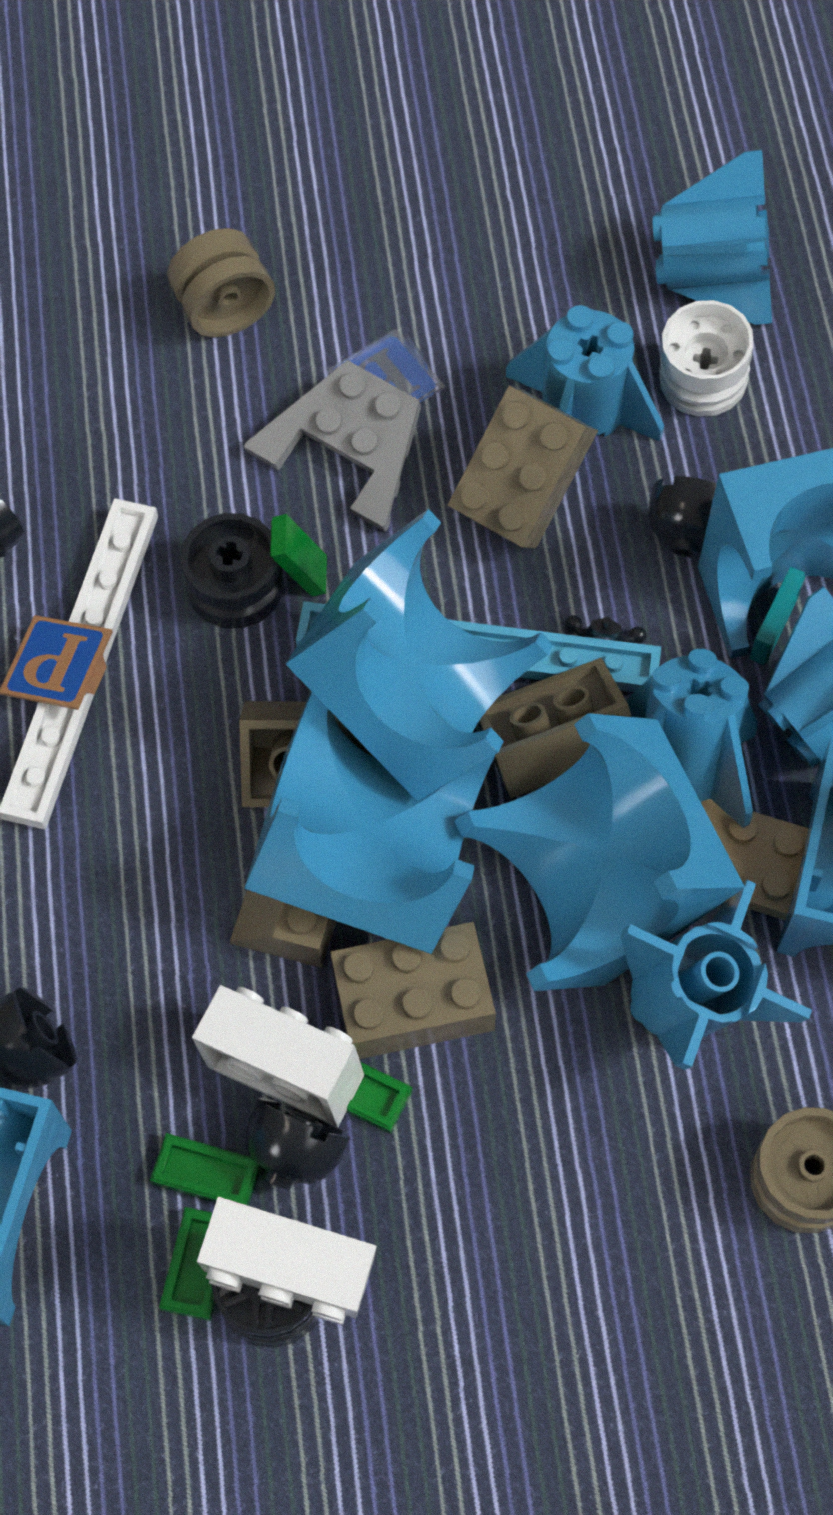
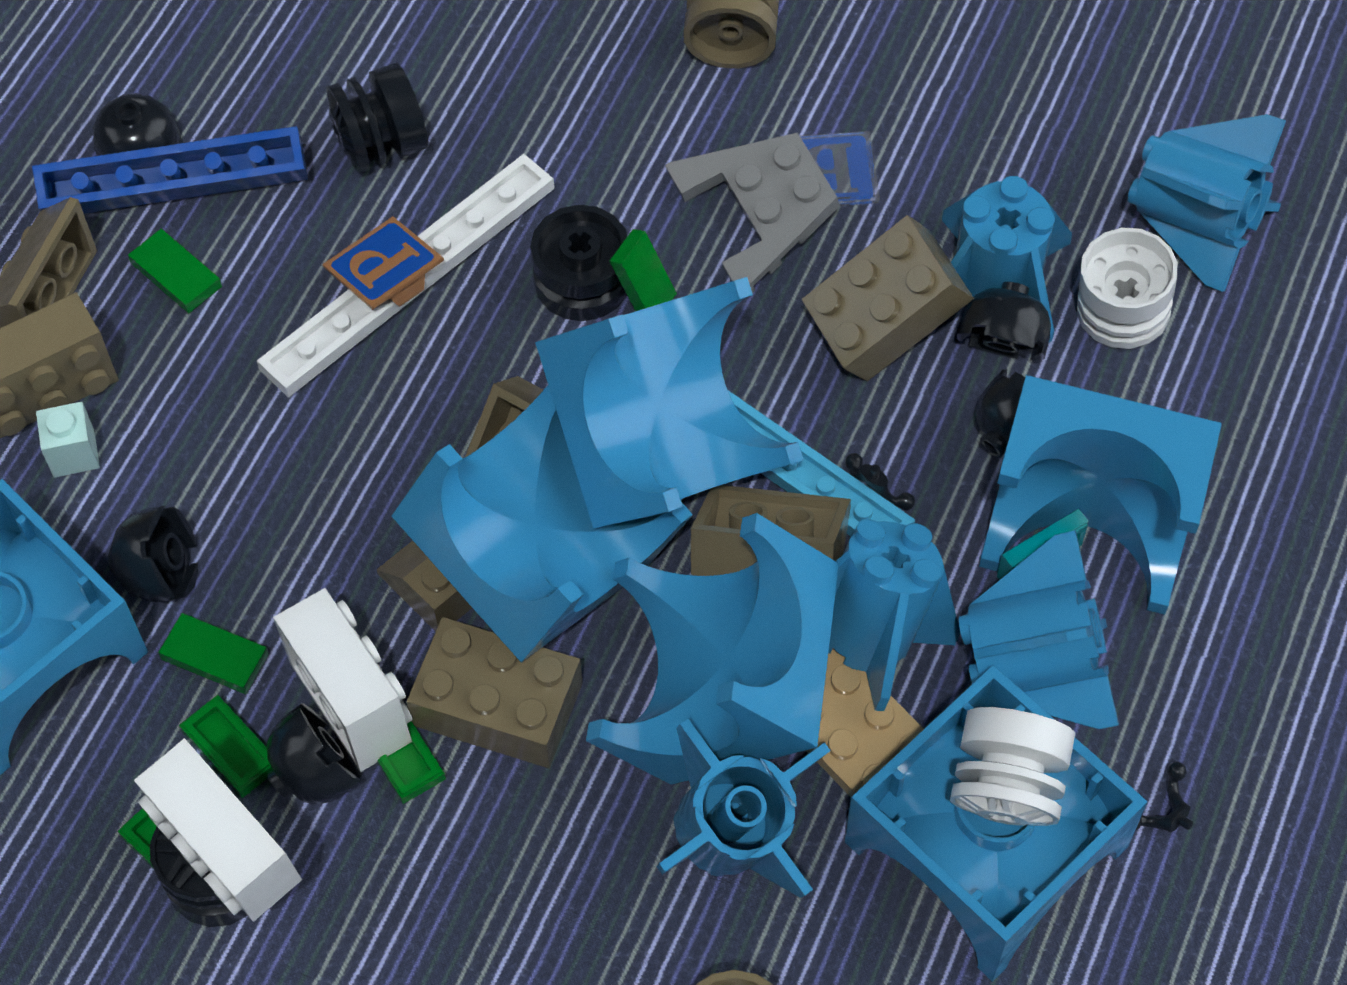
camera: 30 degrees right, 5 degrees down
(135, 1098) = (213, 653): none -> green tile
(631, 437) = (1006, 322): none -> black cylinder

